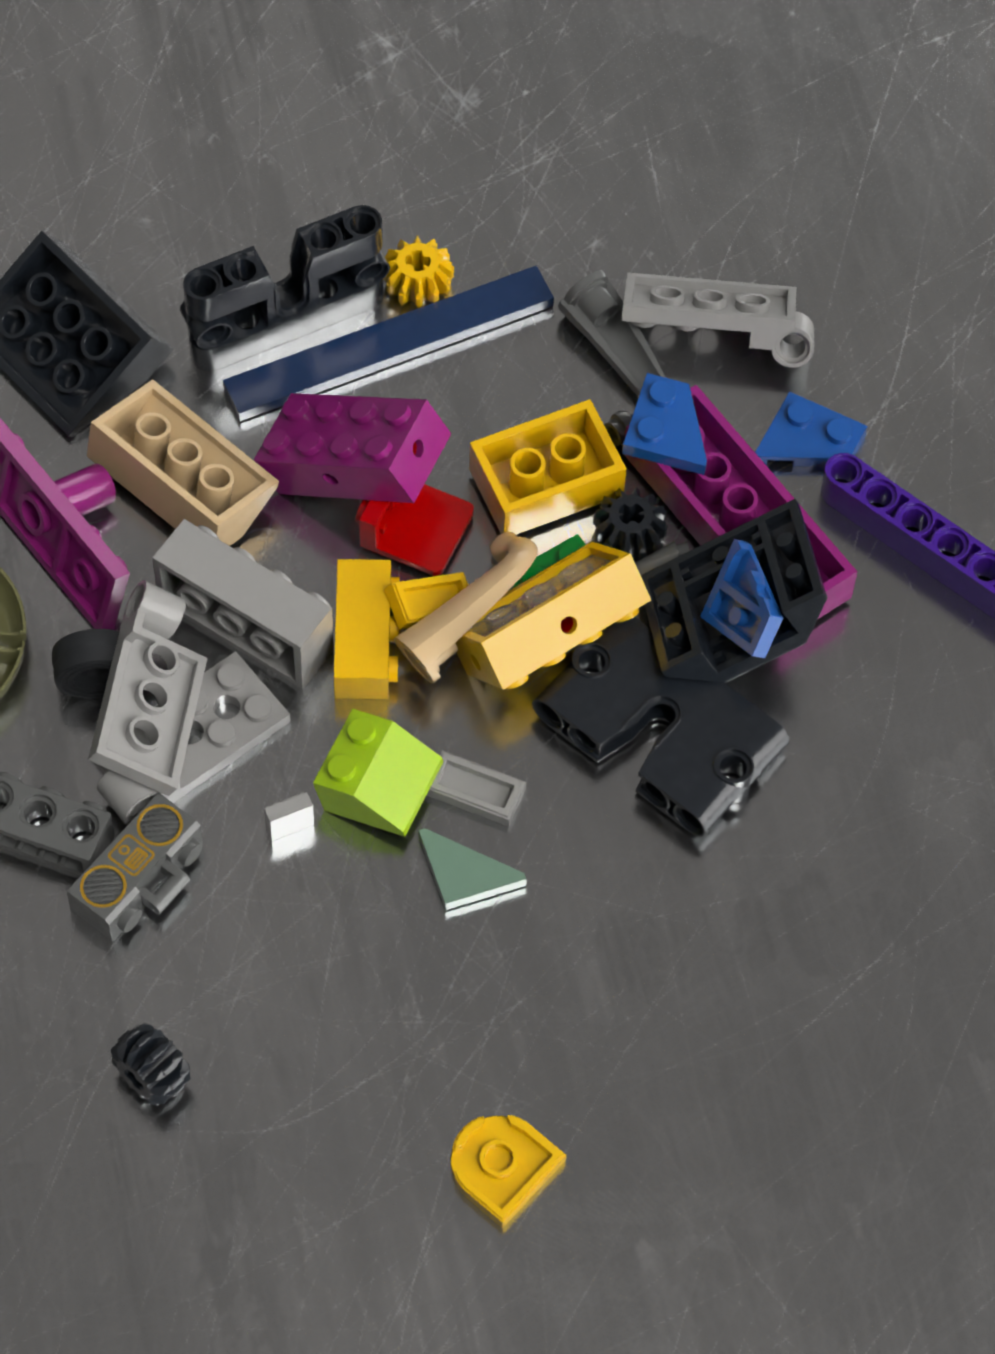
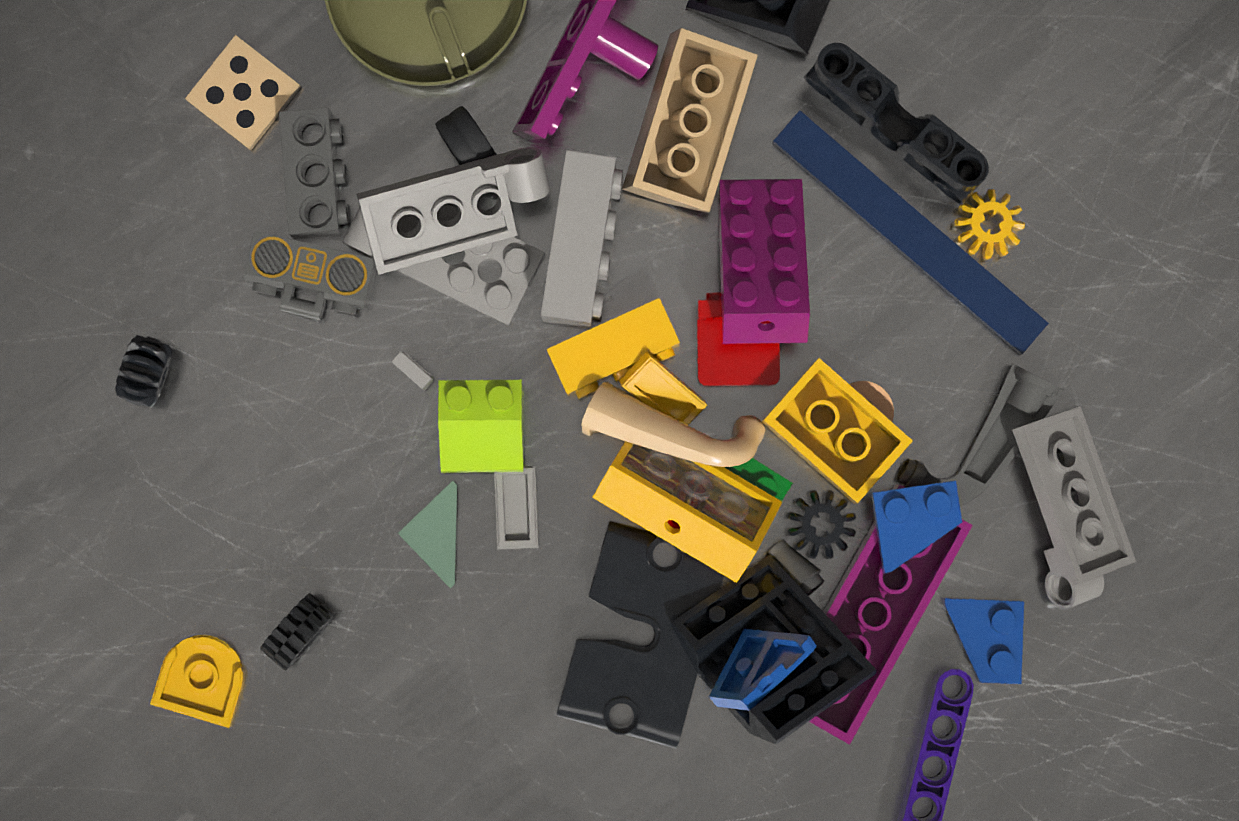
camera: 70 degrees right, 25 degrees up
(499, 1030) = (297, 631): none -> black tyre

